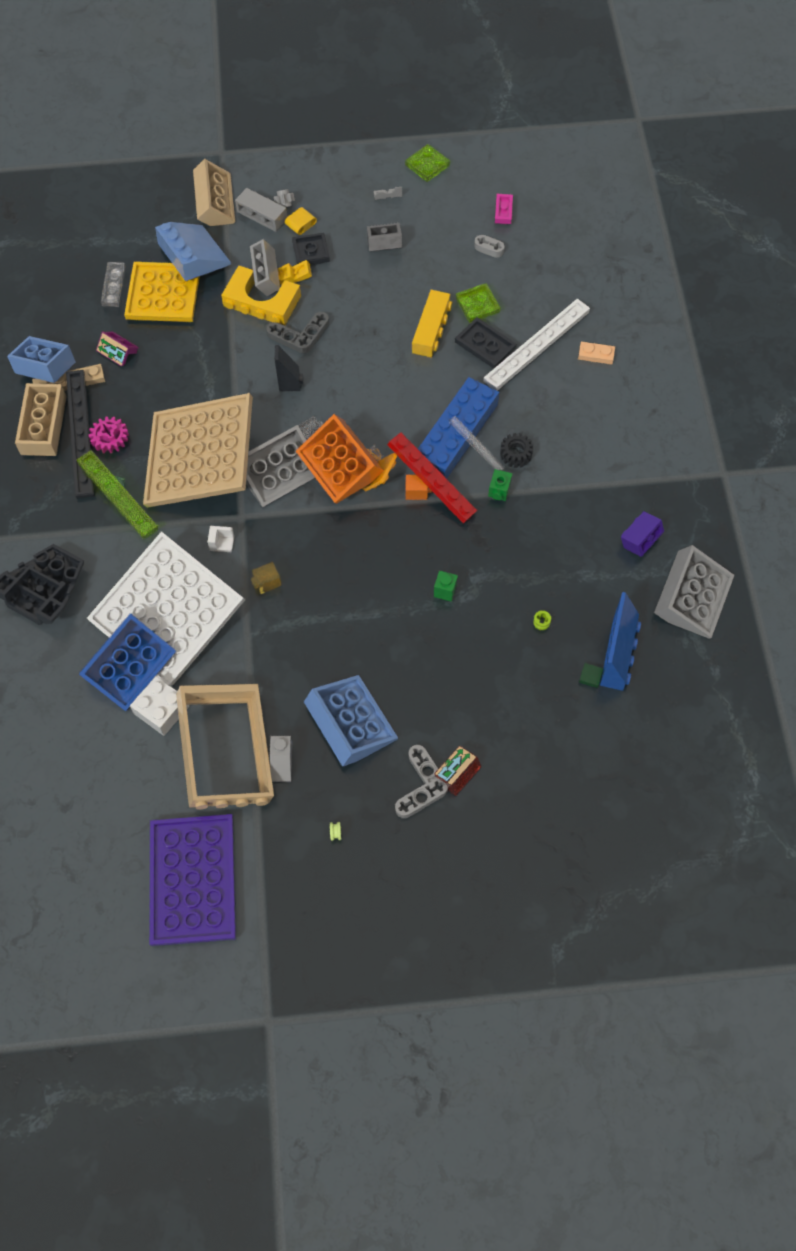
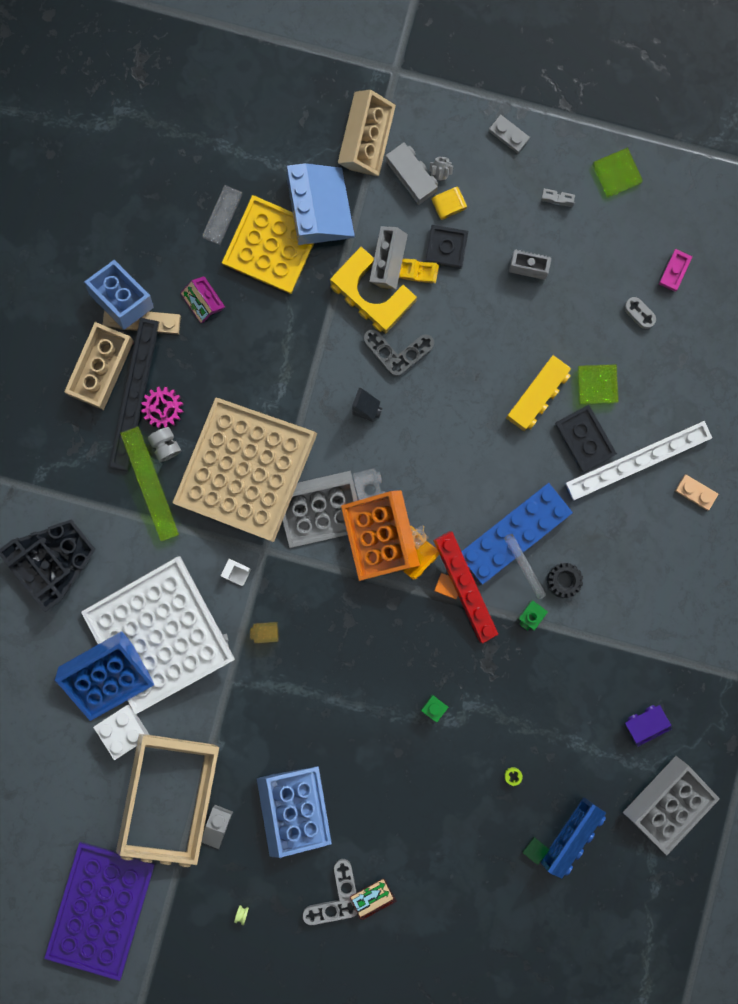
camera: 15 degrees right, 20 degrees up
(119, 460) = (164, 444): none -> light grey wheel
(329, 164) = (509, 134): none -> light grey plate

